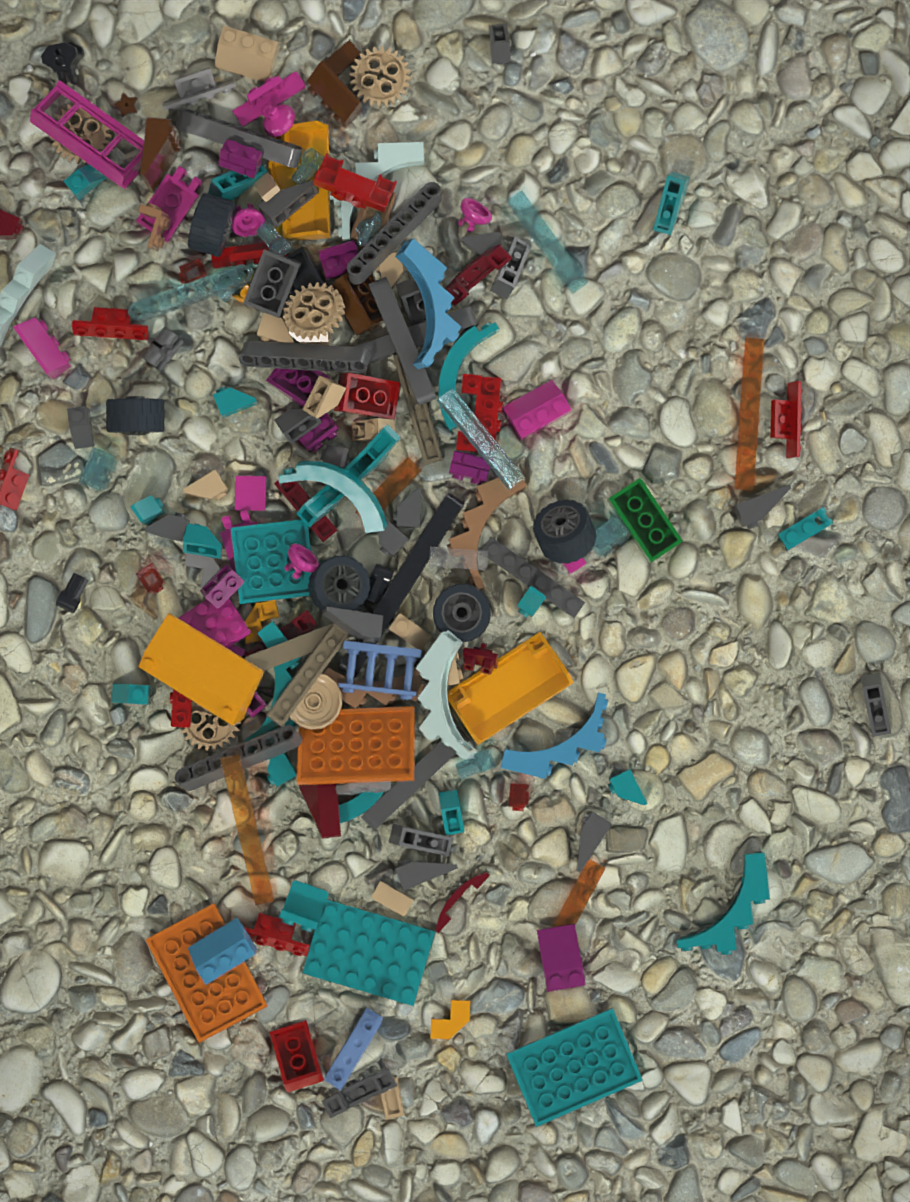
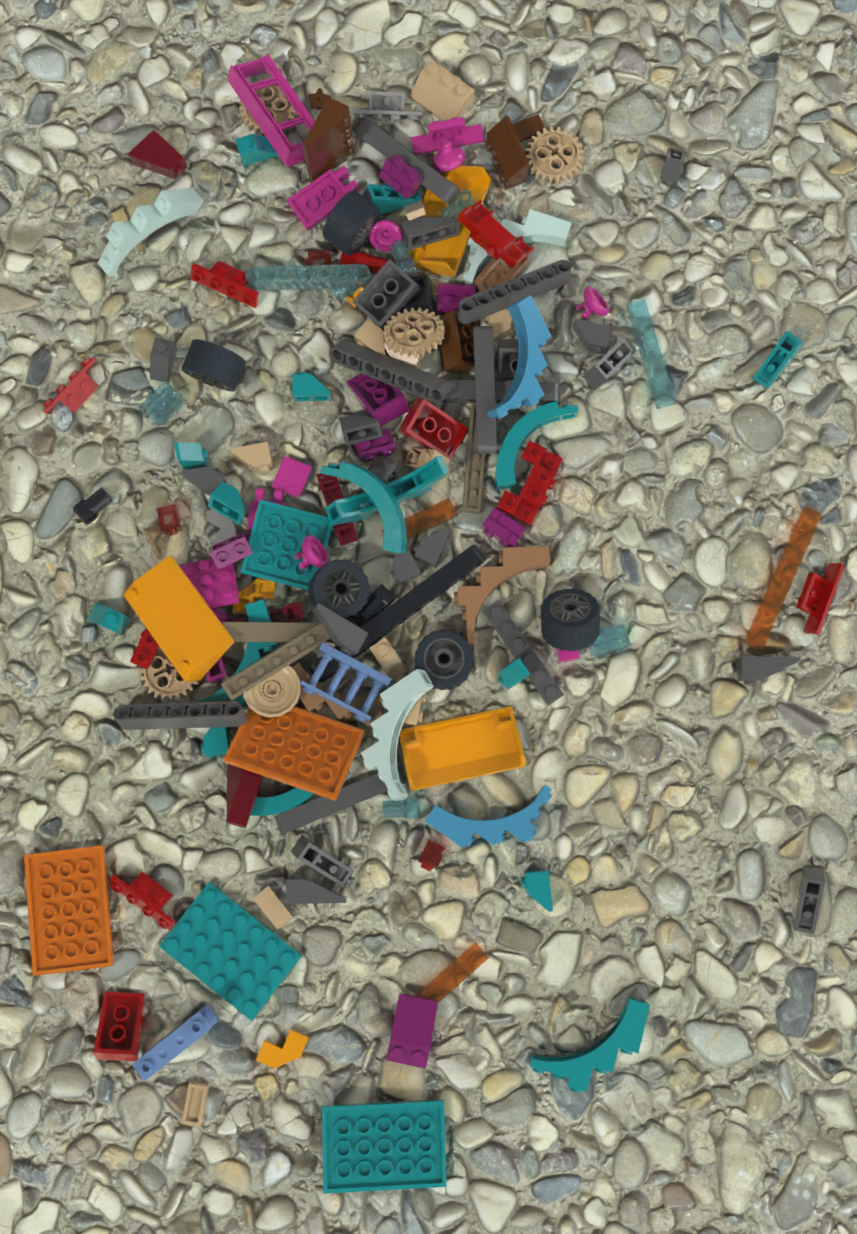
camera: 20 degrees right, 5 degrees down
(43, 347) = (157, 277): dark pink slope -> none
(63, 58) = (279, 39): black hinge -> none
(161, 224) = (303, 208): medium nougat bracket -> none
(162, 348) = (264, 318): dark grey pin -> none
(222, 950) = (89, 895): dark azure slope -> none
(247, 829) = (161, 786): clear orange tile -> none
(304, 905) = (186, 881): teal bracket -> none
(323, 397) = (392, 411): tan slope -> none
(354, 788) = (280, 787): light grey tile -> none
(359, 1092) = (165, 1086): dark grey slope -> none
(368, 229) = (493, 277): clear light blue piece -> none
(451, 812) = (361, 845): teal slope -> none
(458, 558) = (460, 607): clear tile -> none
(476, 881) = (358, 921): dark red slope -> none
(477, 270) = (577, 354): dark red slope -> none
(480, 439) = (523, 504): clear light blue plate -> none
(480, 656) = (445, 708): dark red hips -> none
(537, 409) = (585, 500): dark pink slope -> none
(591, 834) = (488, 919): dark grey slope -> none
(644, 520) = (649, 639): green brick -> none
(804, 529) = (797, 705): teal plate -> none

